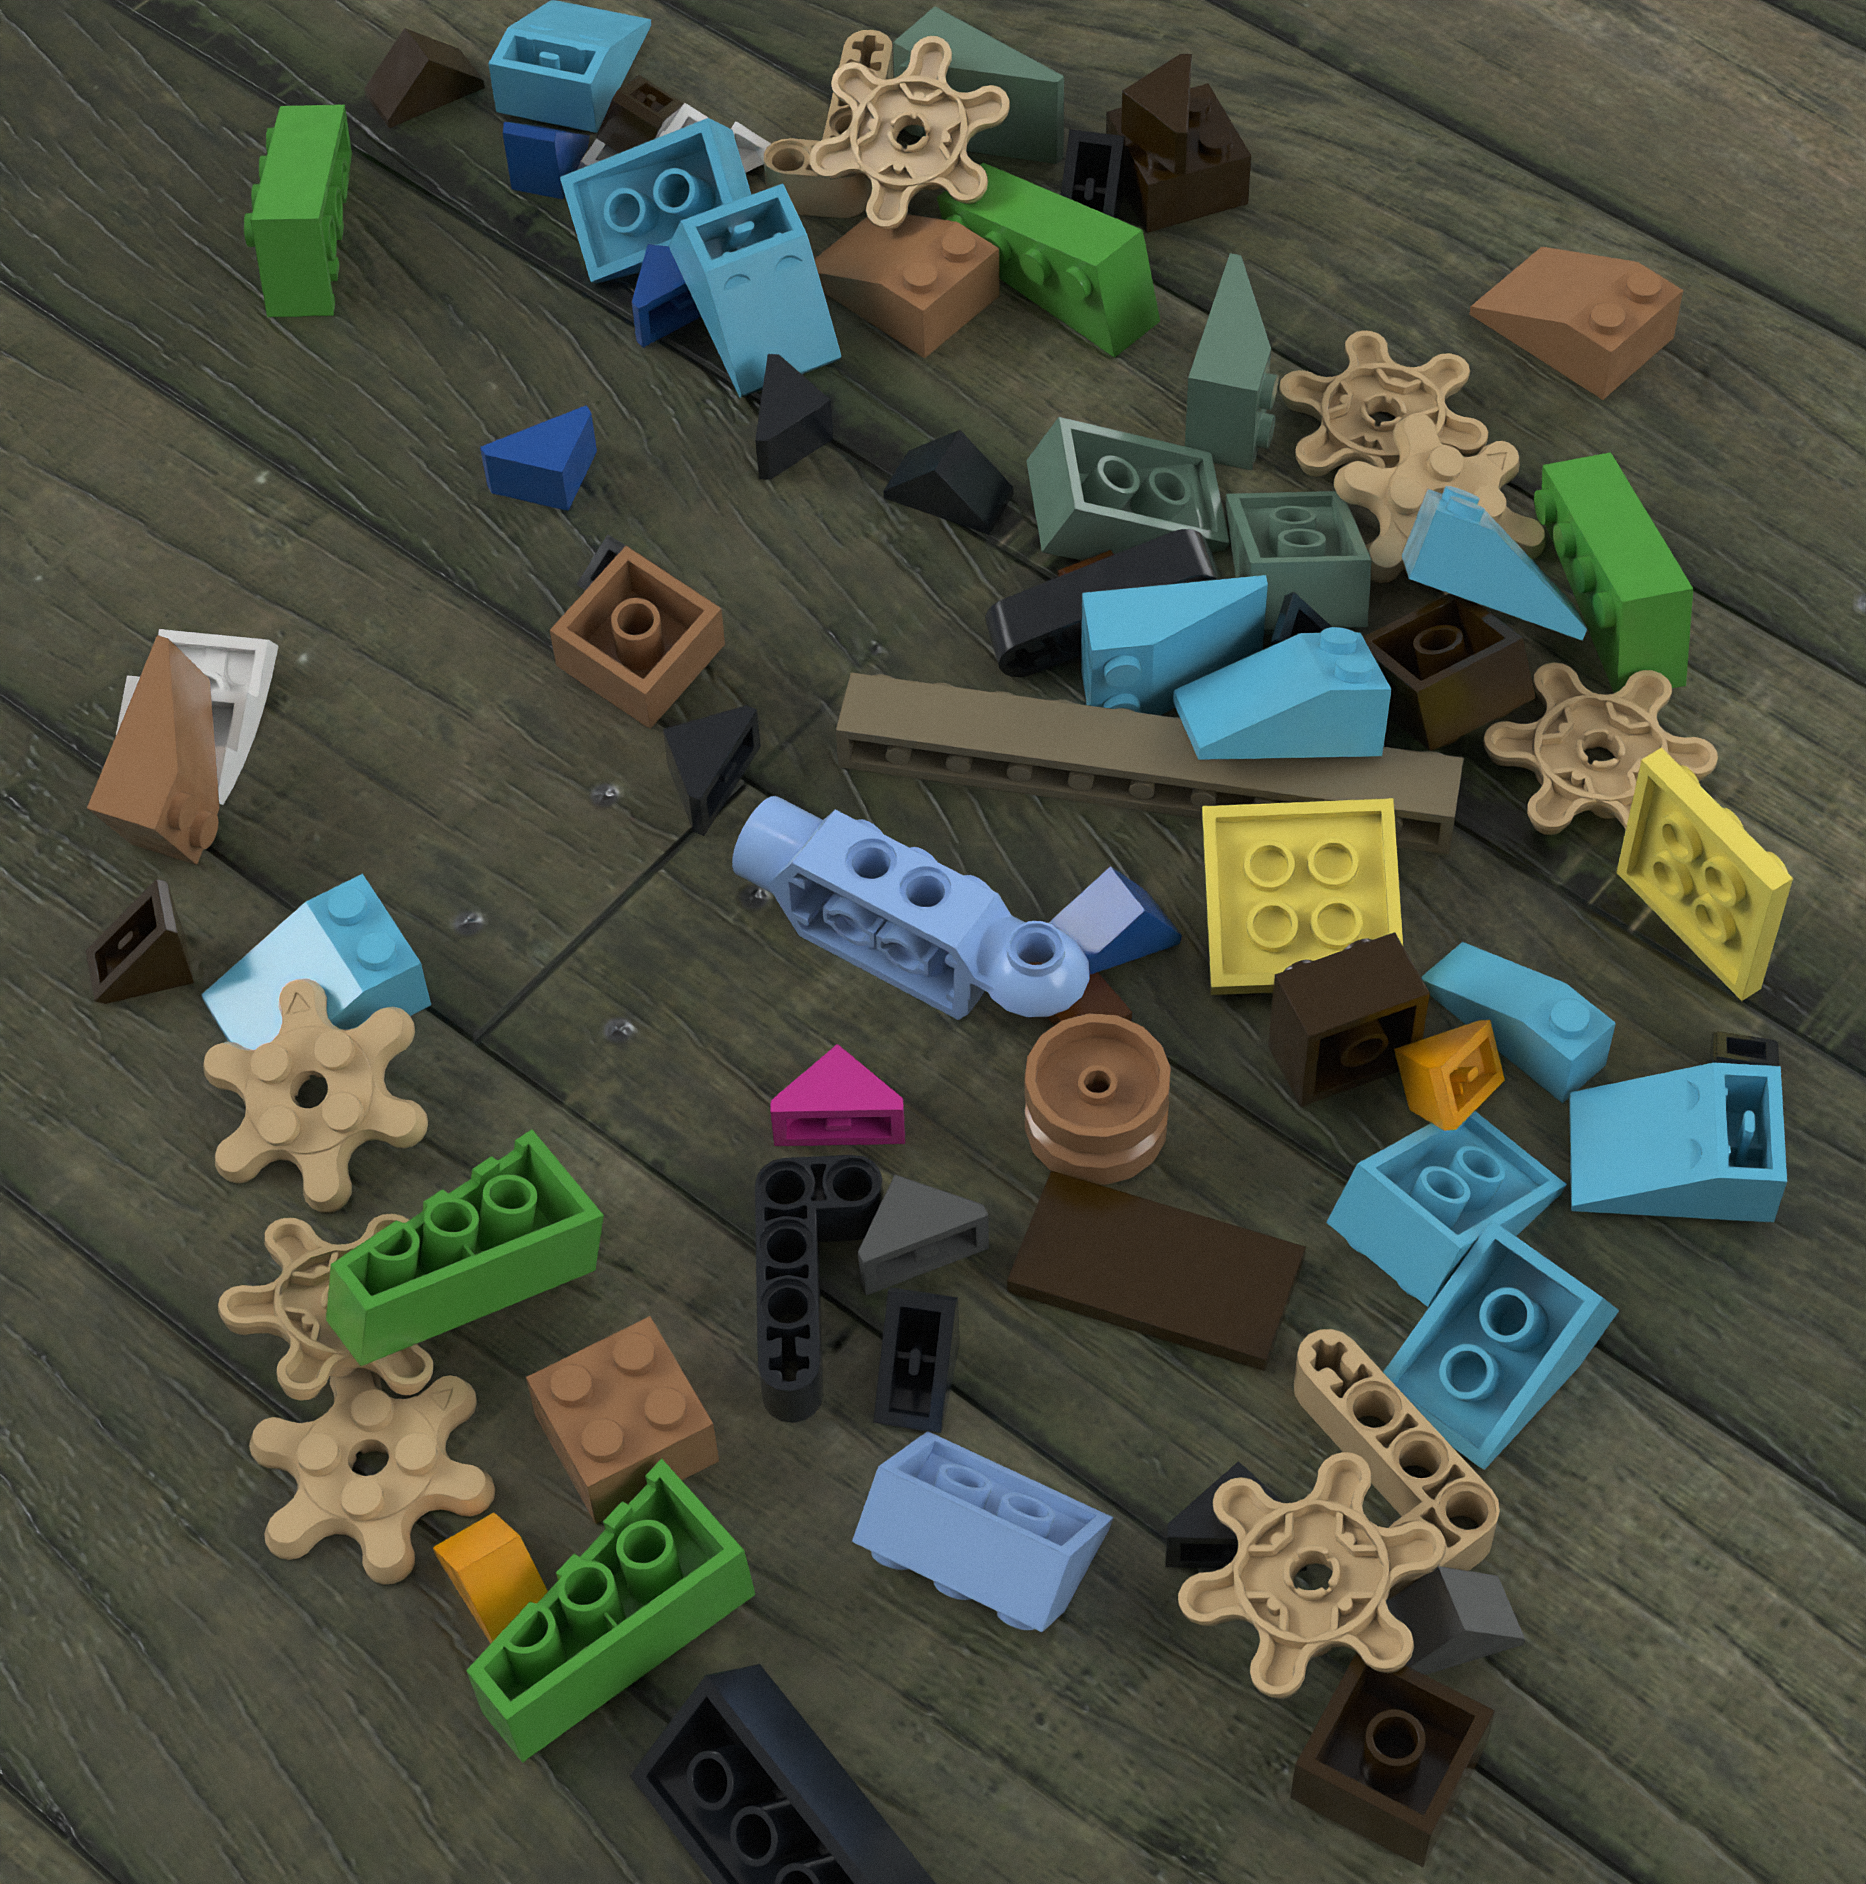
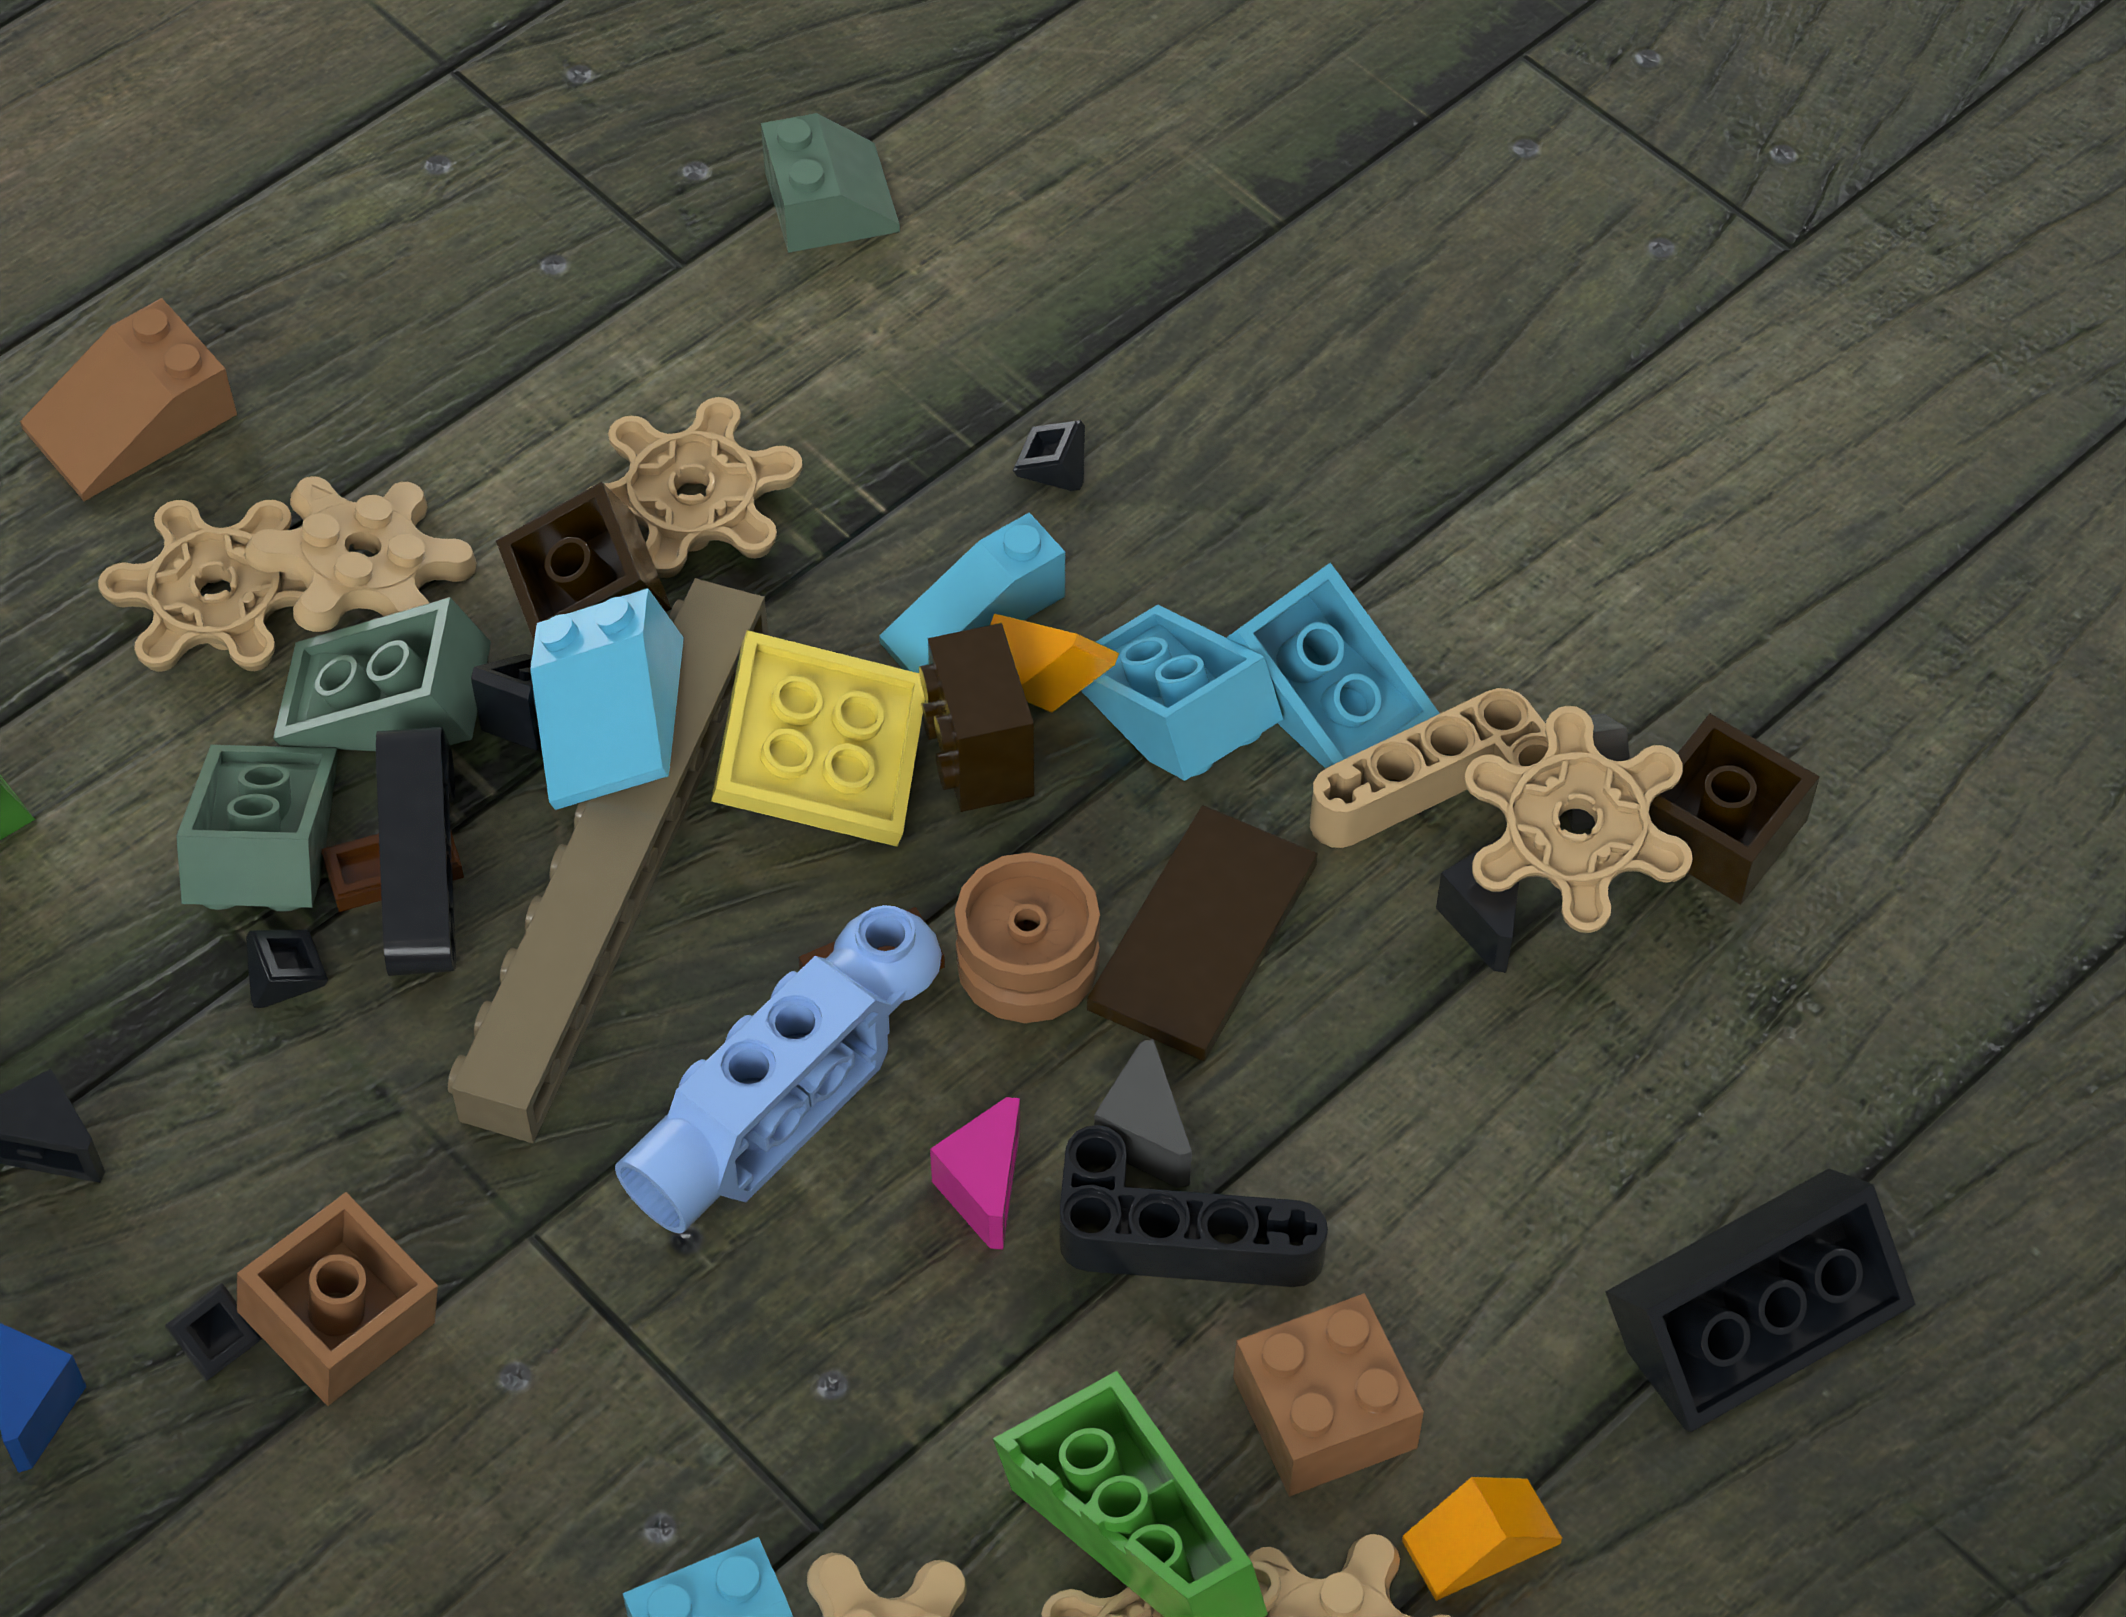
camera: 85 degrees left, 0 degrees up
(613, 1615) = (1539, 1407): bright green wedge -> none
(710, 759) = (523, 1255): black slope -> none
(917, 1359) = (1290, 1132): black slope -> none
(952, 483) = (177, 989): black slope -> none
(980, 1531) = (1474, 1098): light blue slope -> none
(988, 550) = (282, 965): none -> black slope
(1116, 922) = (815, 902): slope -> none
(1164, 636) = (491, 816): medium azure slope -> none
(1232, 377) = (130, 688): sand green slope -> none
(1471, 556) = (471, 516): medium azure slope -> none
(1617, 568) = (484, 425): bright green wedge -> none
(1681, 1144) = (1145, 502): medium azure slope -> none
(1703, 873) = (890, 411): light yellow plate -> none

